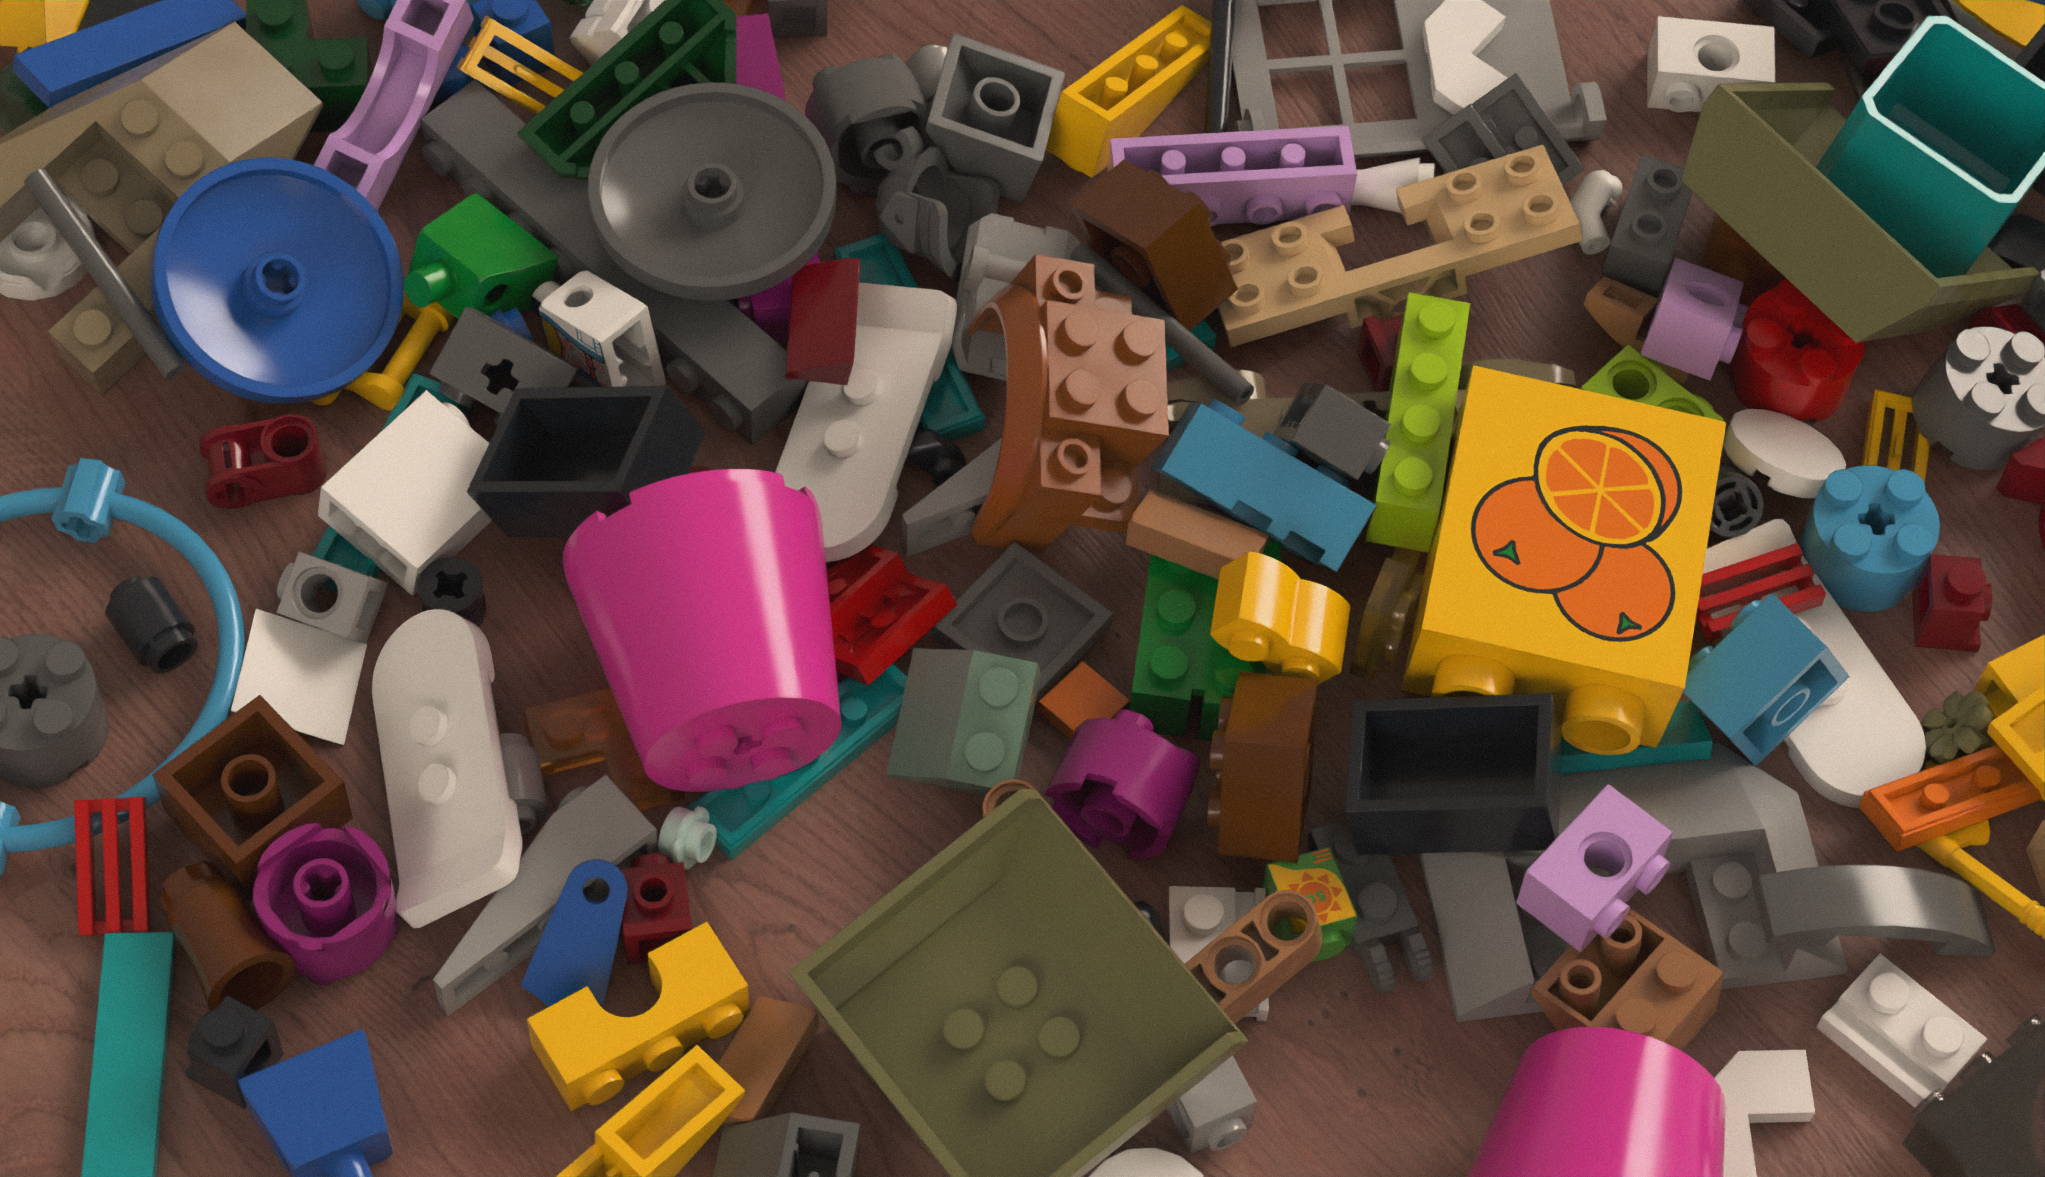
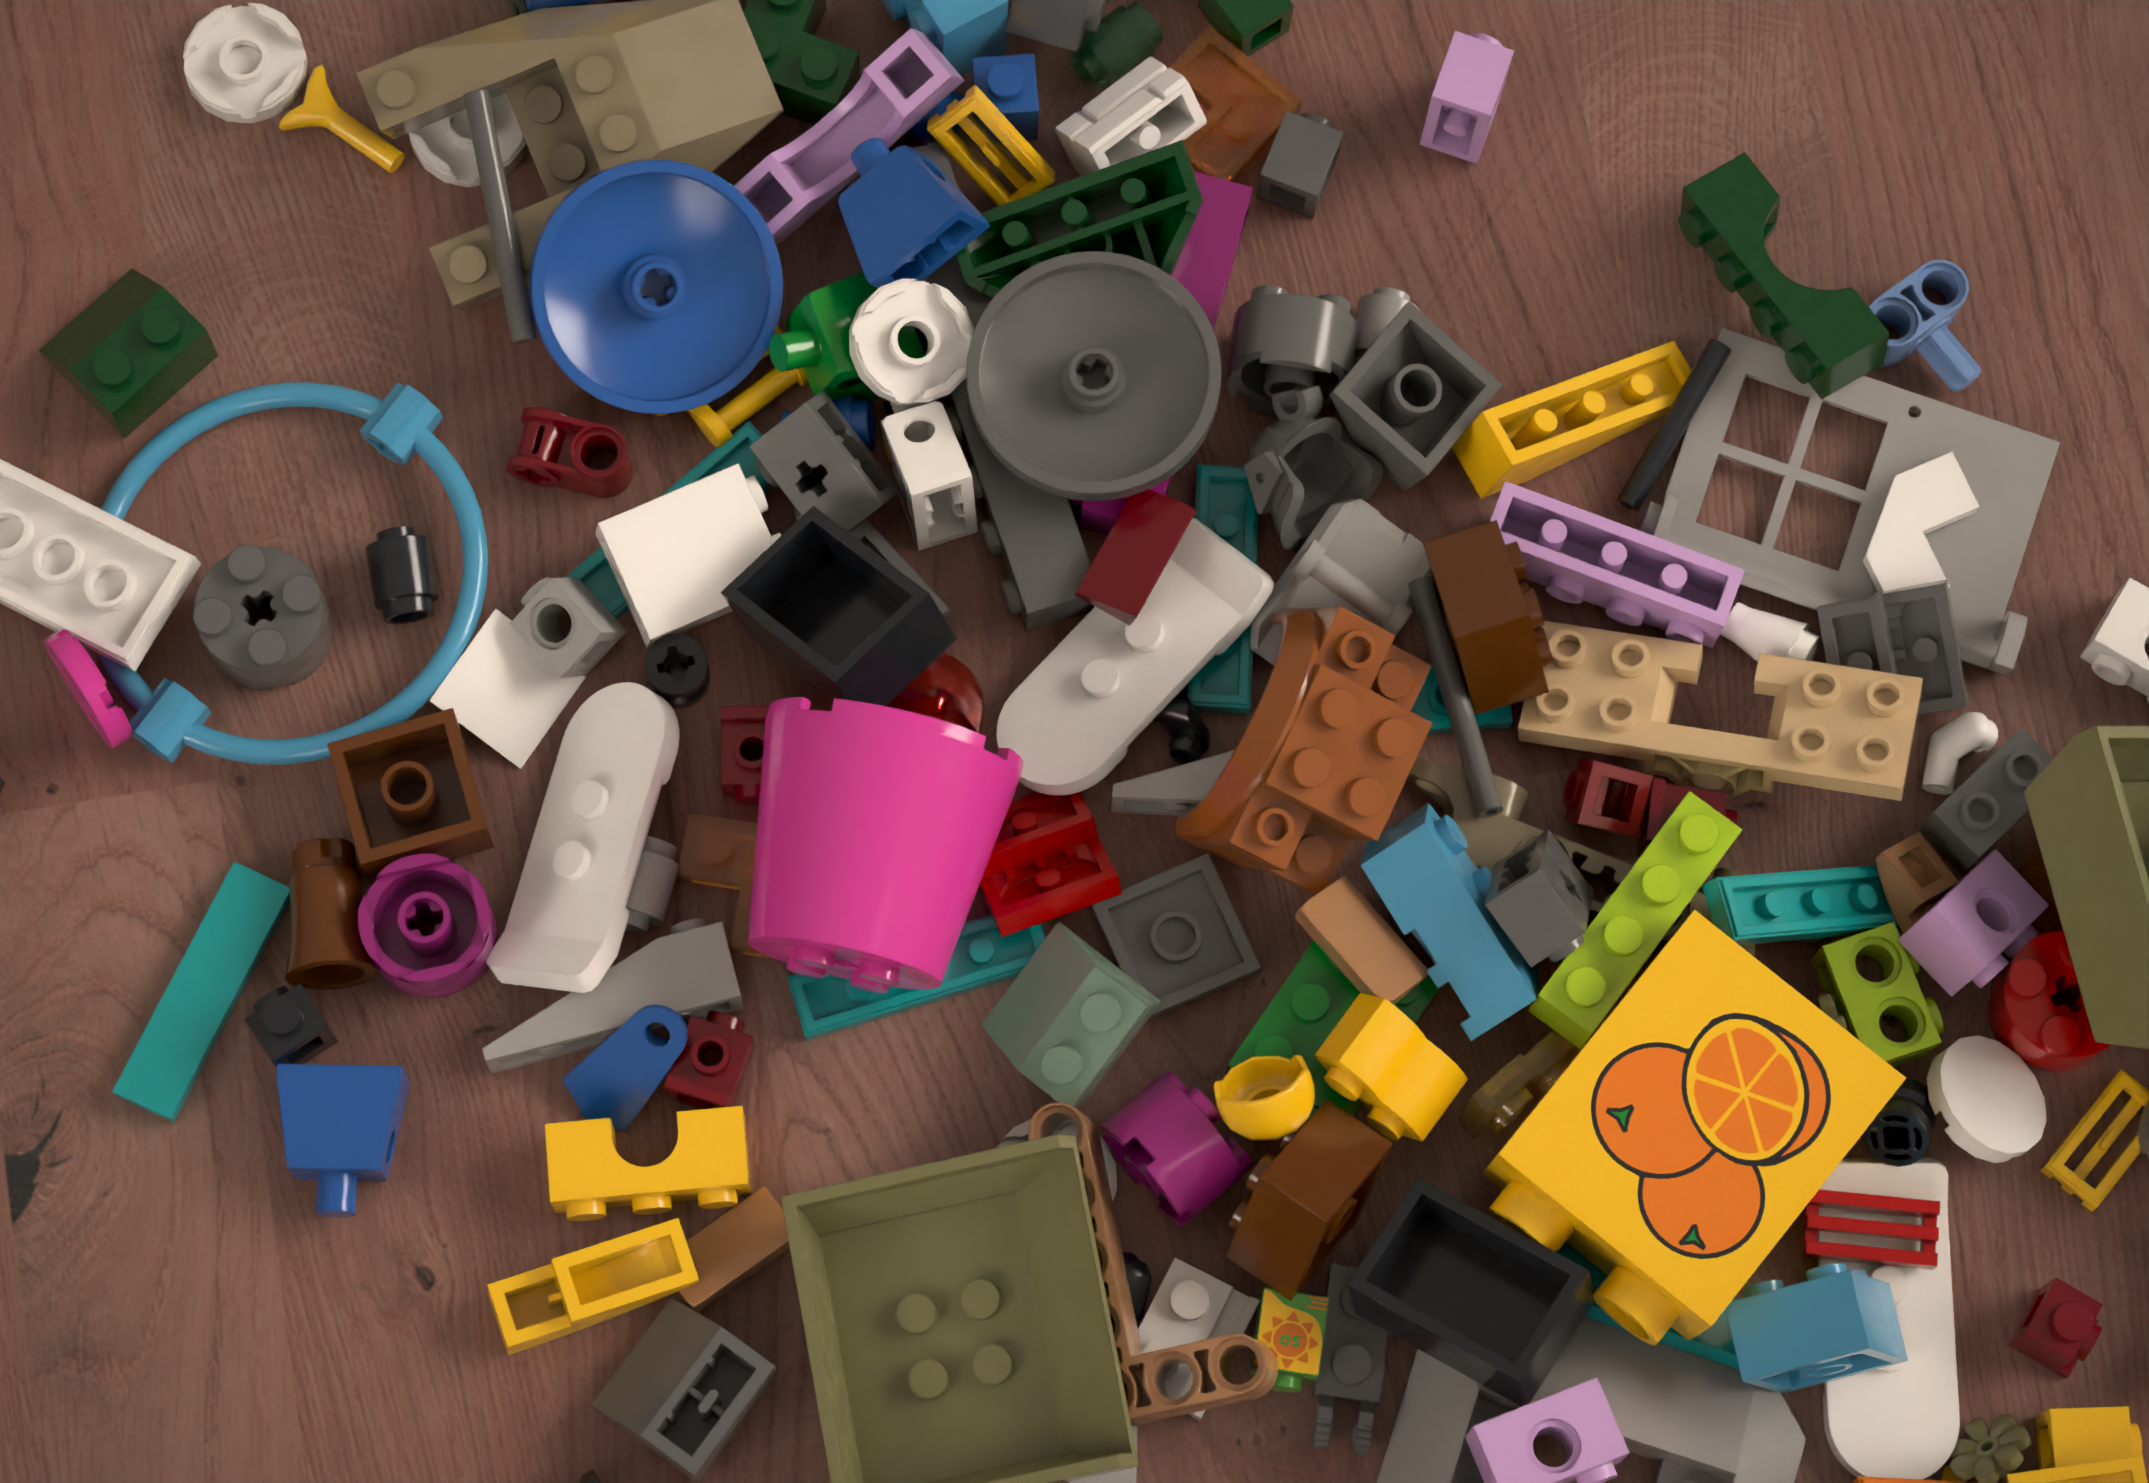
camera: 25 degrees right, 15 degrees up
(86, 866) = (246, 852): red tile -> none
(479, 132) = (905, 214): none -> blue torso
(524, 260) = (876, 347): none -> white tile
(554, 634) = (741, 729): none -> dark red brick
(687, 836) = (771, 1007): light aqua plate -> none
(1081, 697) = (1192, 1041): orange tile -> none
(1187, 688) = (1266, 1096): none -> yellow hair
(1319, 355) = (1597, 793): none -> dark red brick
(1549, 353) = (1798, 904): none -> teal tile
(1870, 535) = (2051, 1209): dark azure brick -> none

